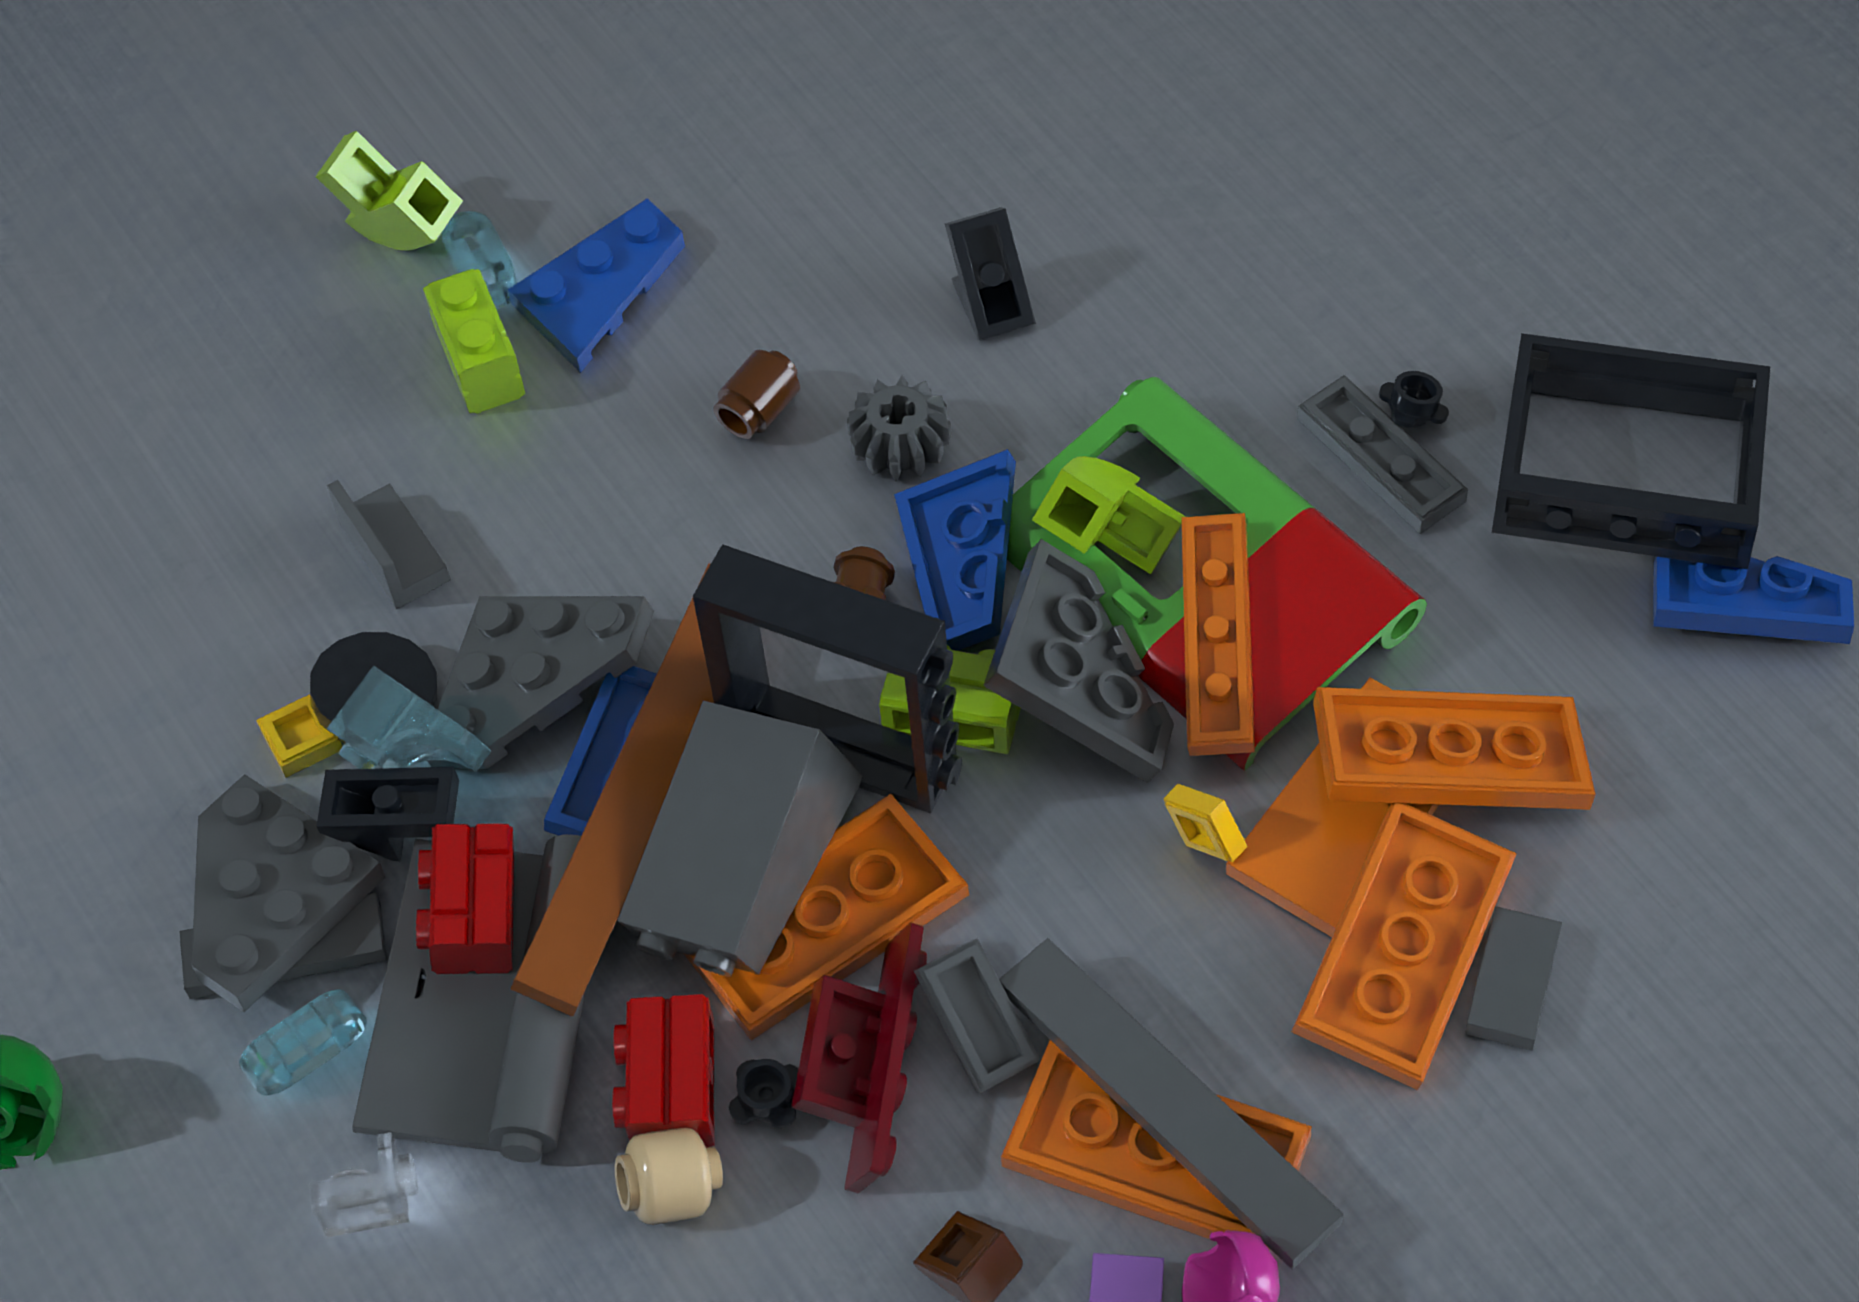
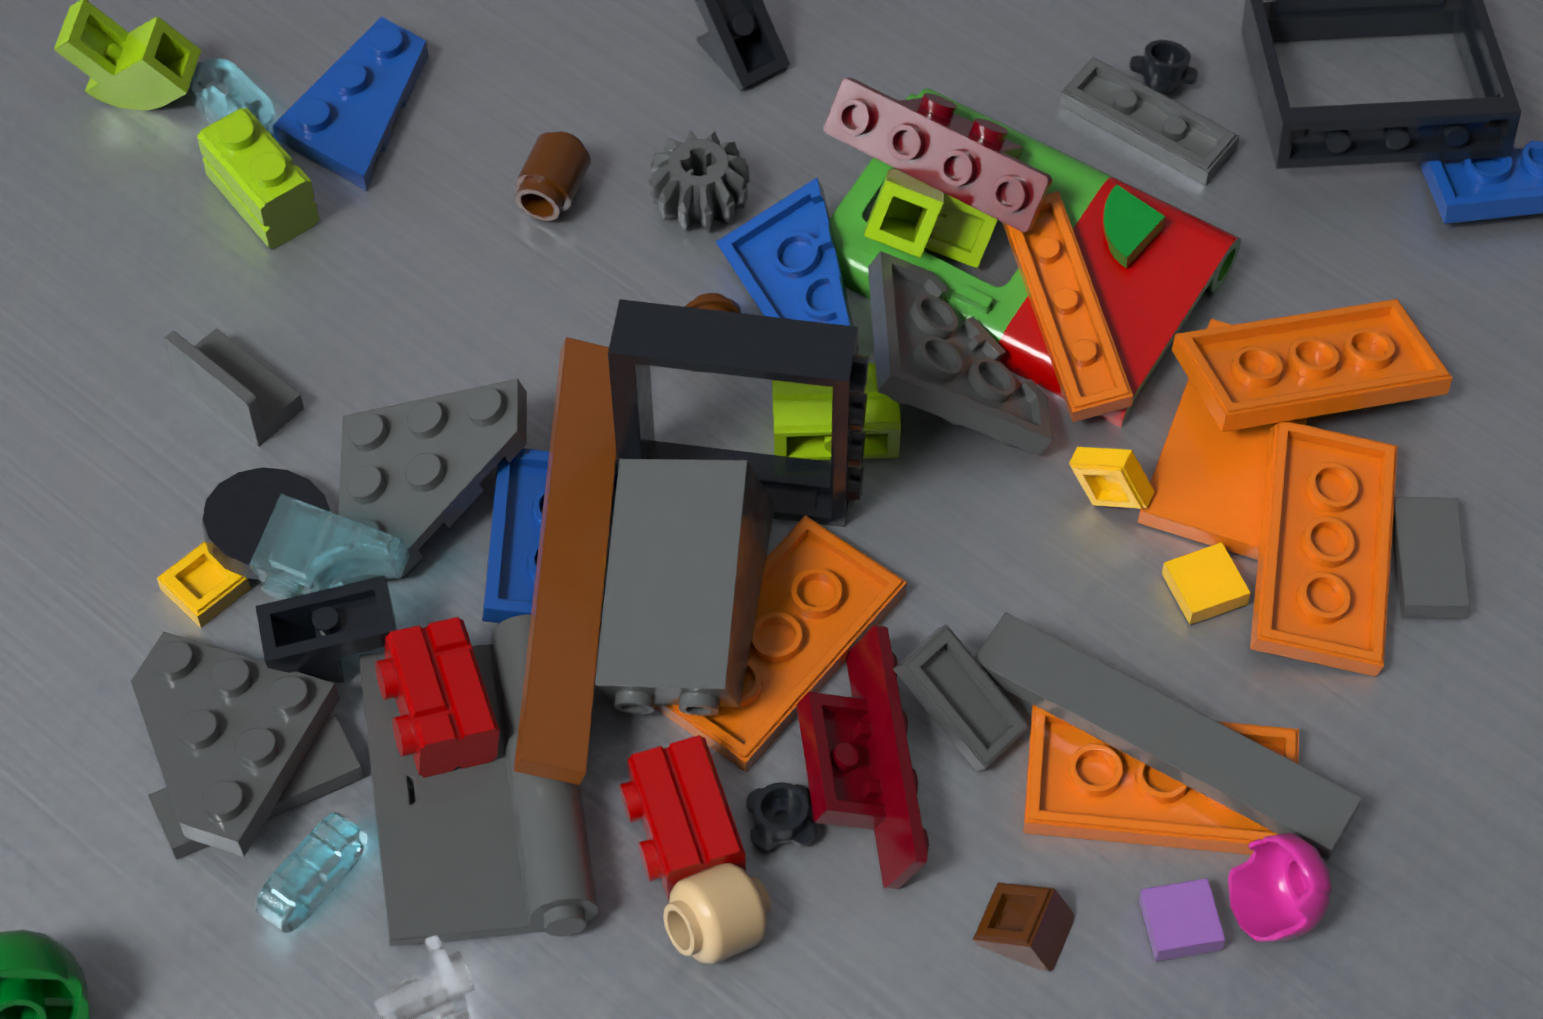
camera: 20 degrees left, 0 degrees up
(1138, 446) = (941, 150): none -> bracket
(1271, 953) = (1205, 583): none -> yellow tile
(1306, 563) = (1129, 225): none -> green tile

